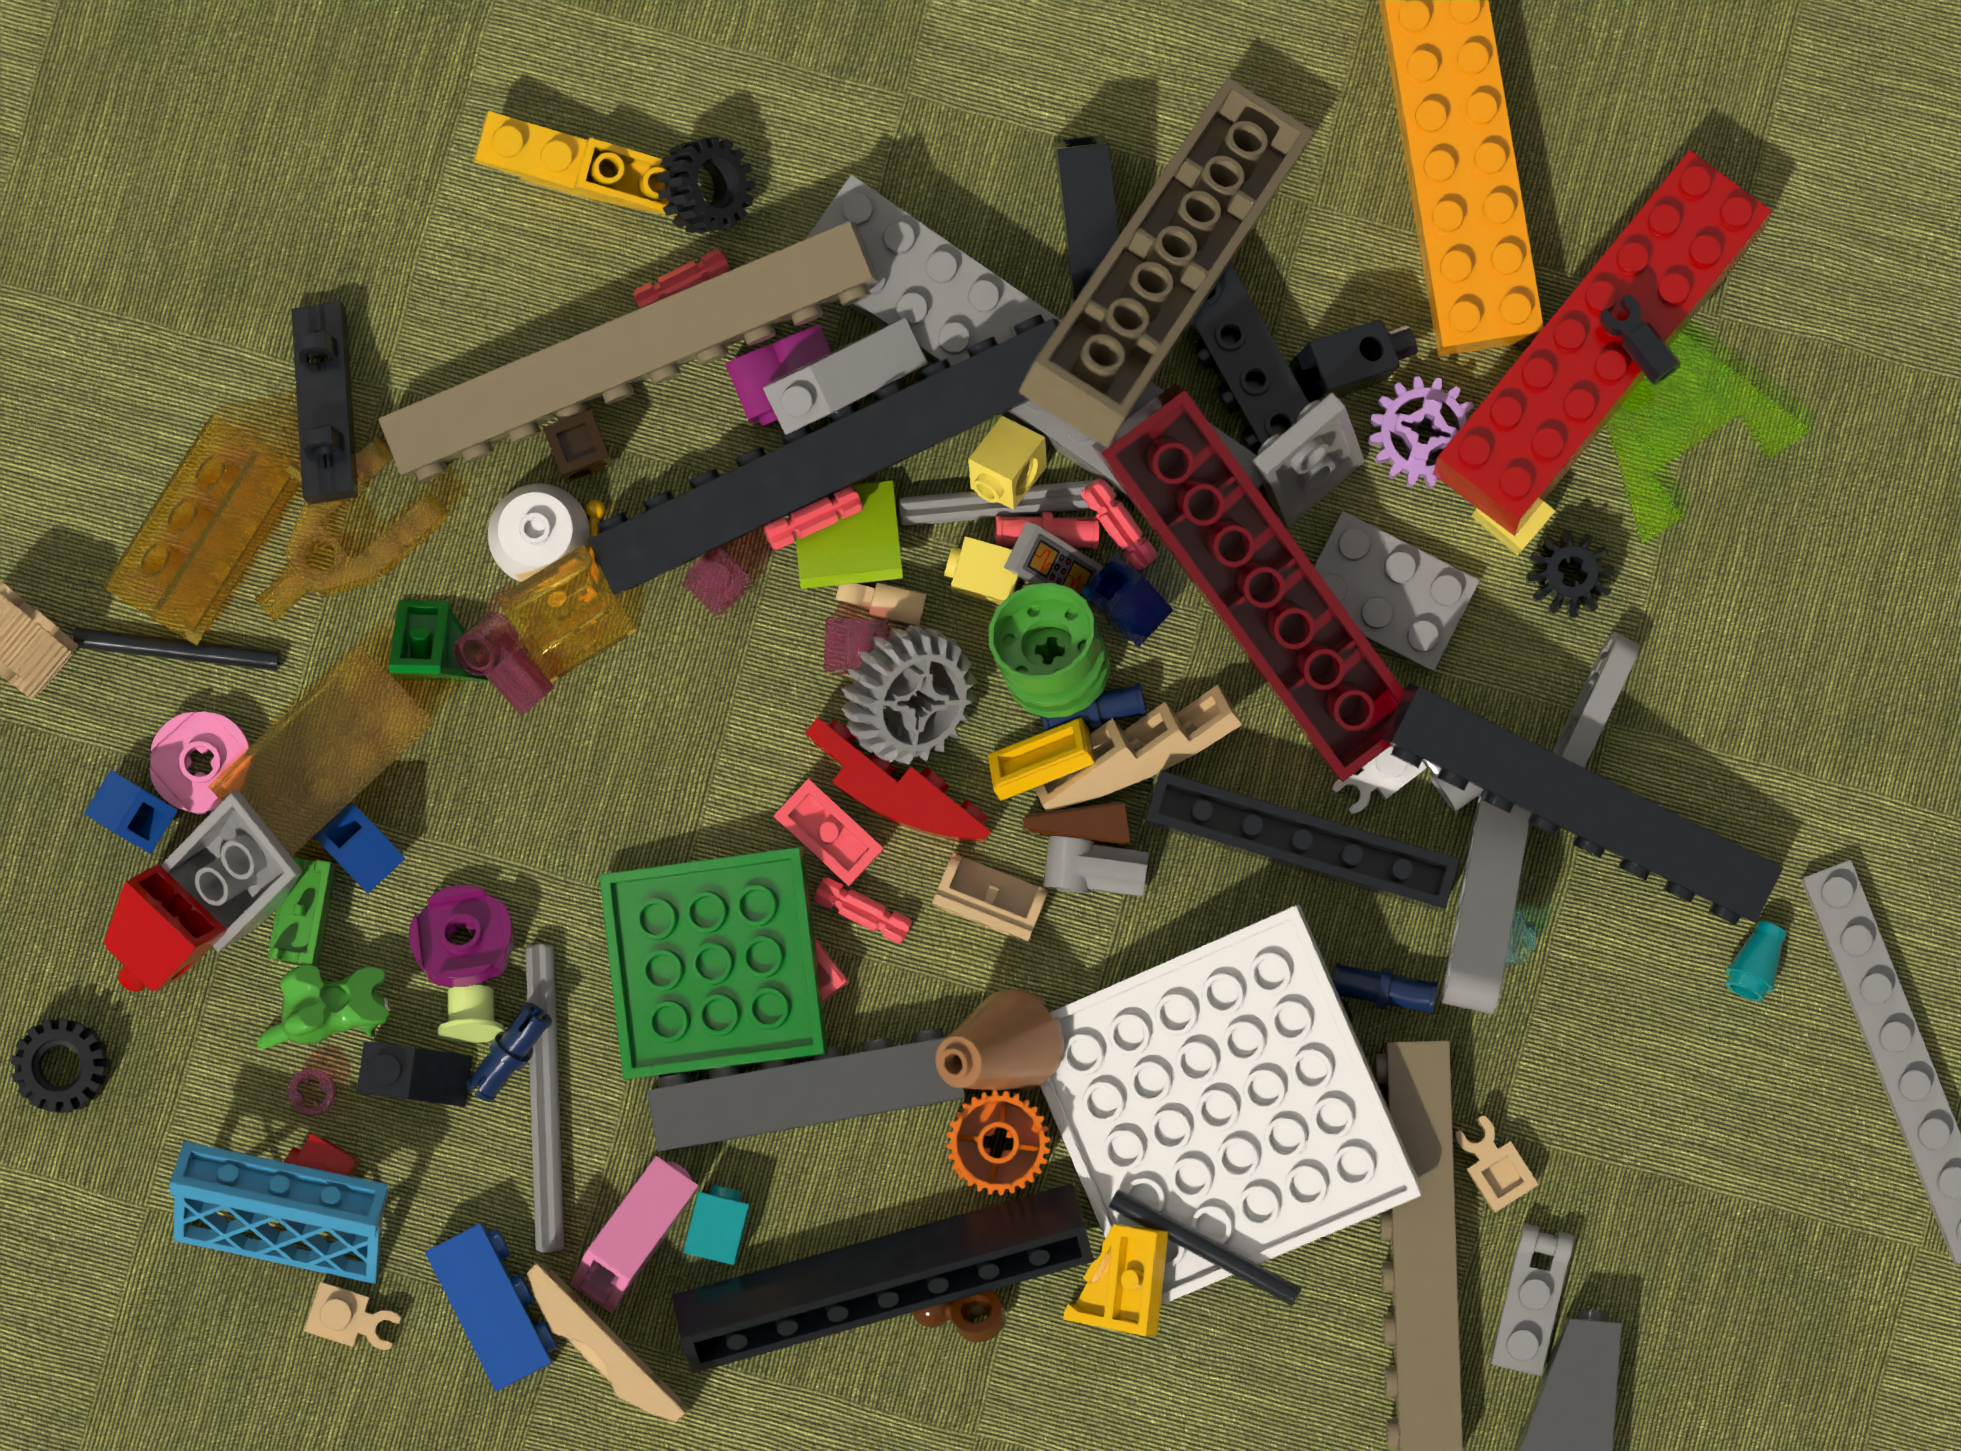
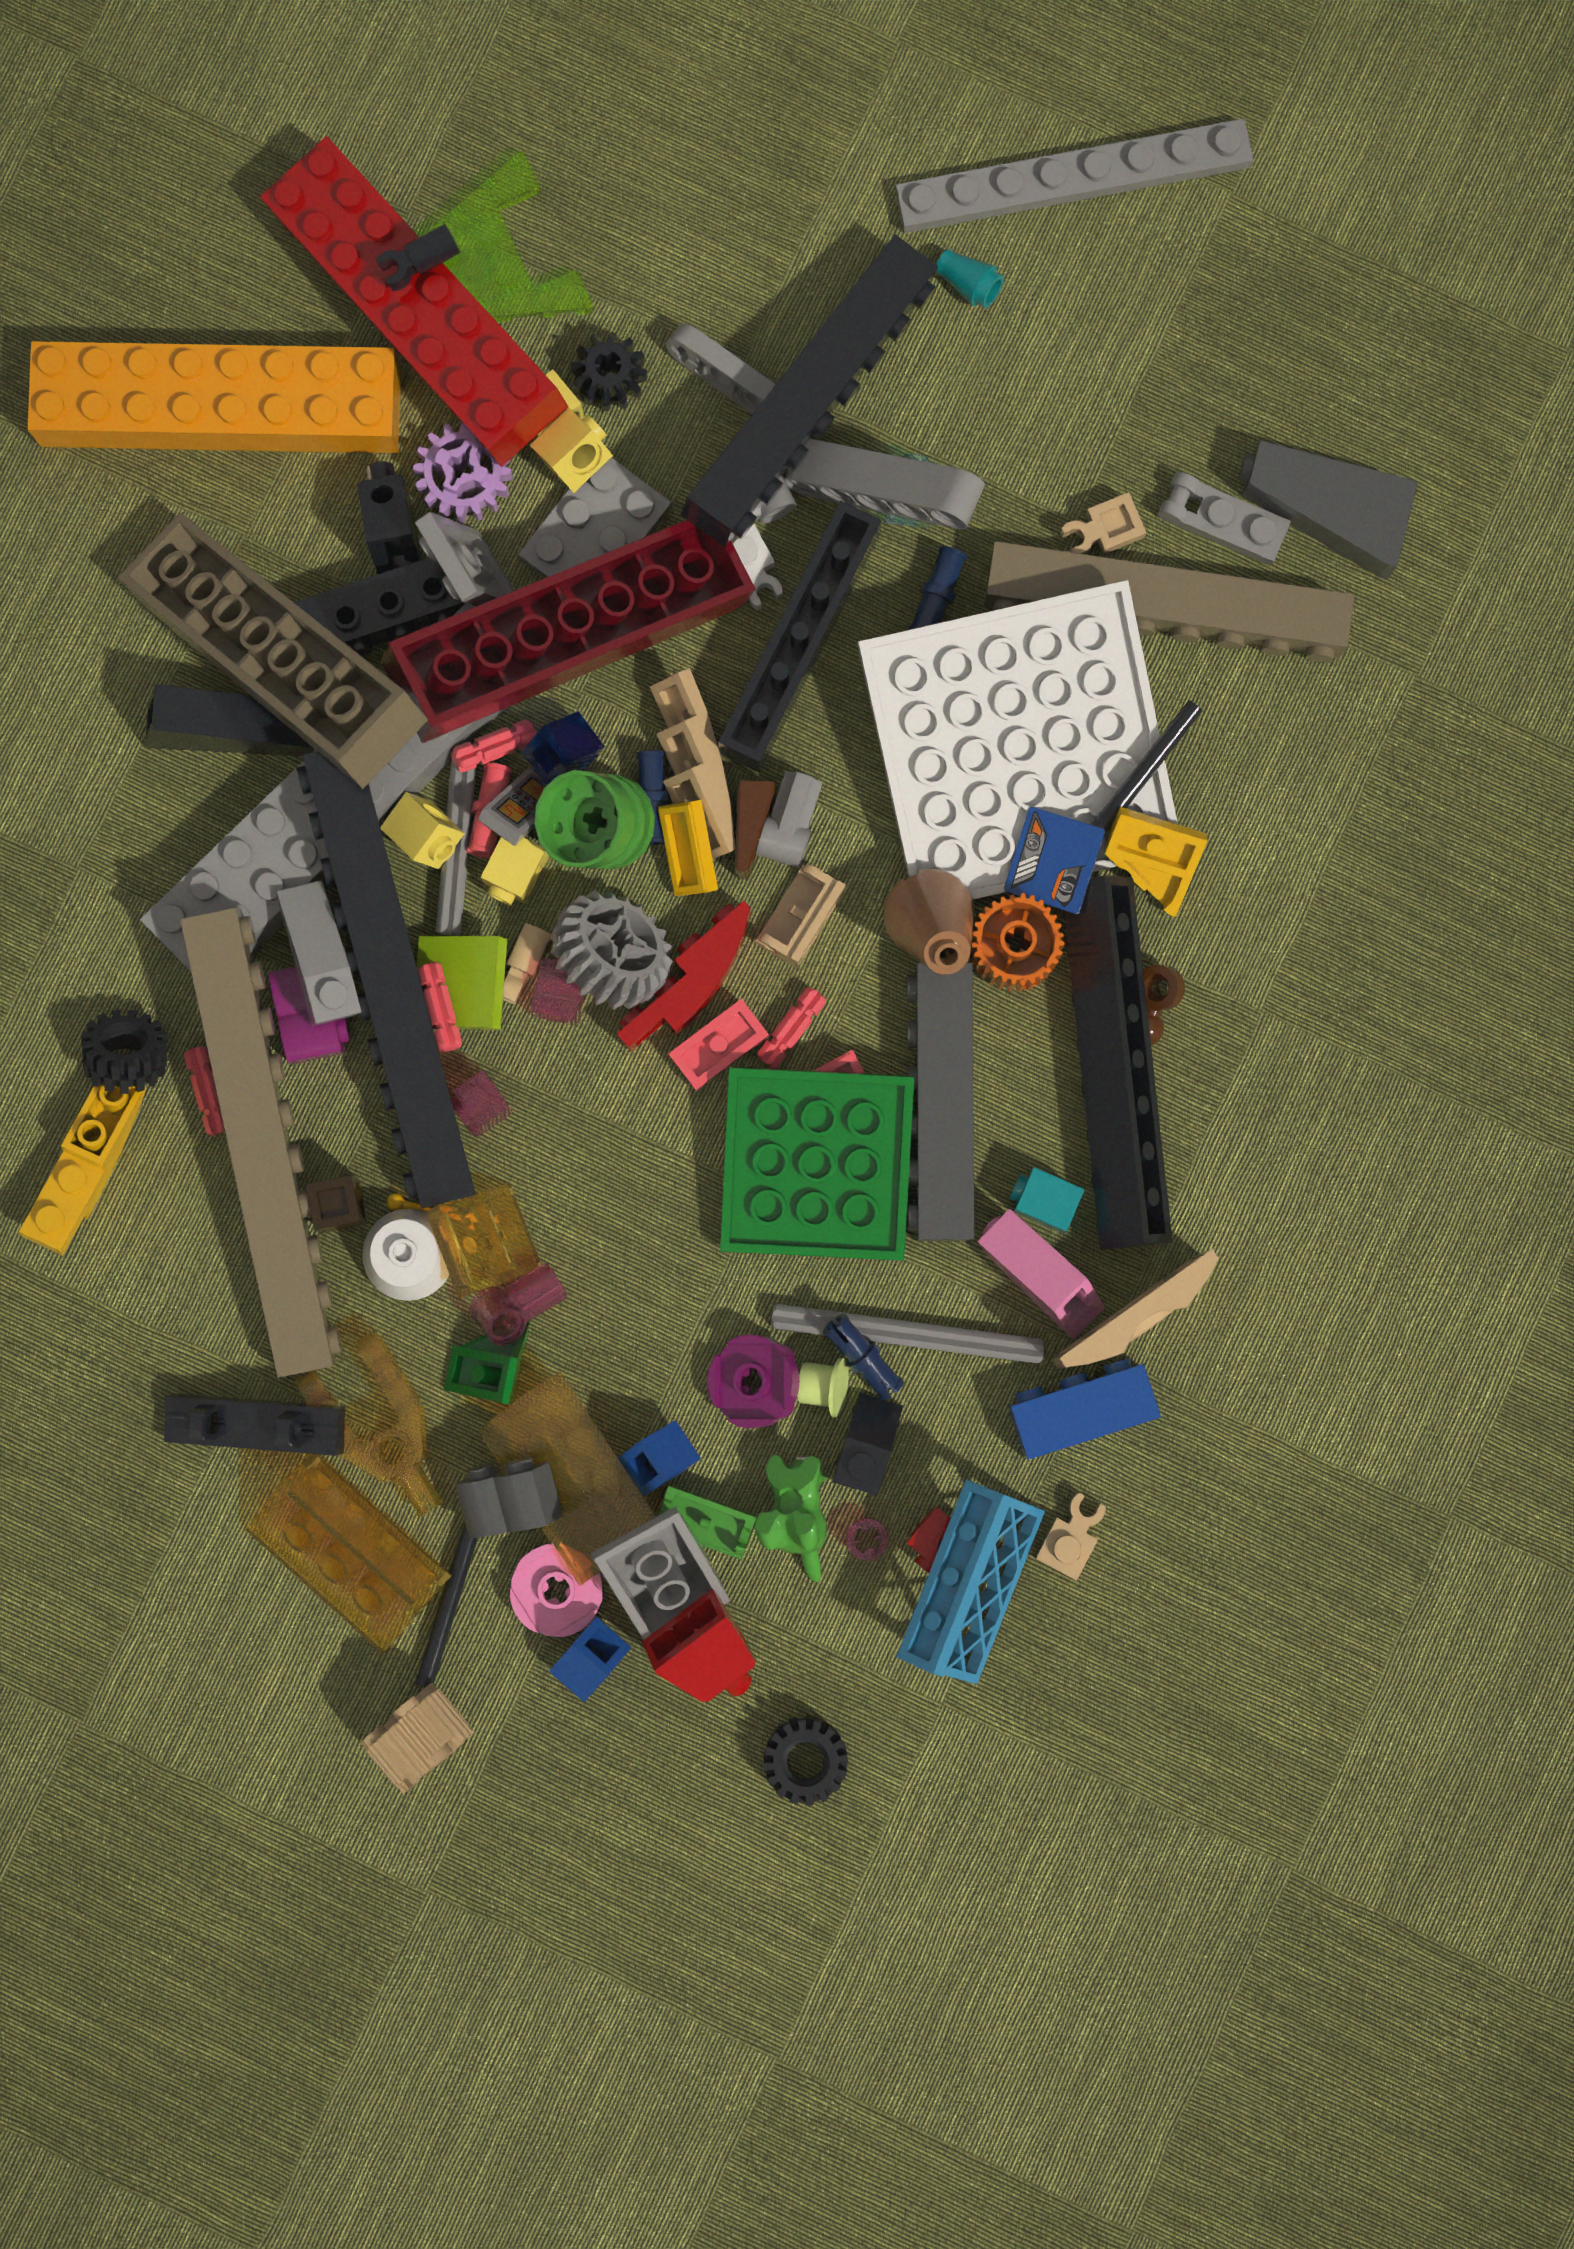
camera: 85 degrees left, 0 degrees up
(288, 691) = (508, 1498): none -> dark grey brick
(1096, 1168) = (1054, 859): none -> blue sticker
(1469, 549) = (572, 449): none -> light yellow brick

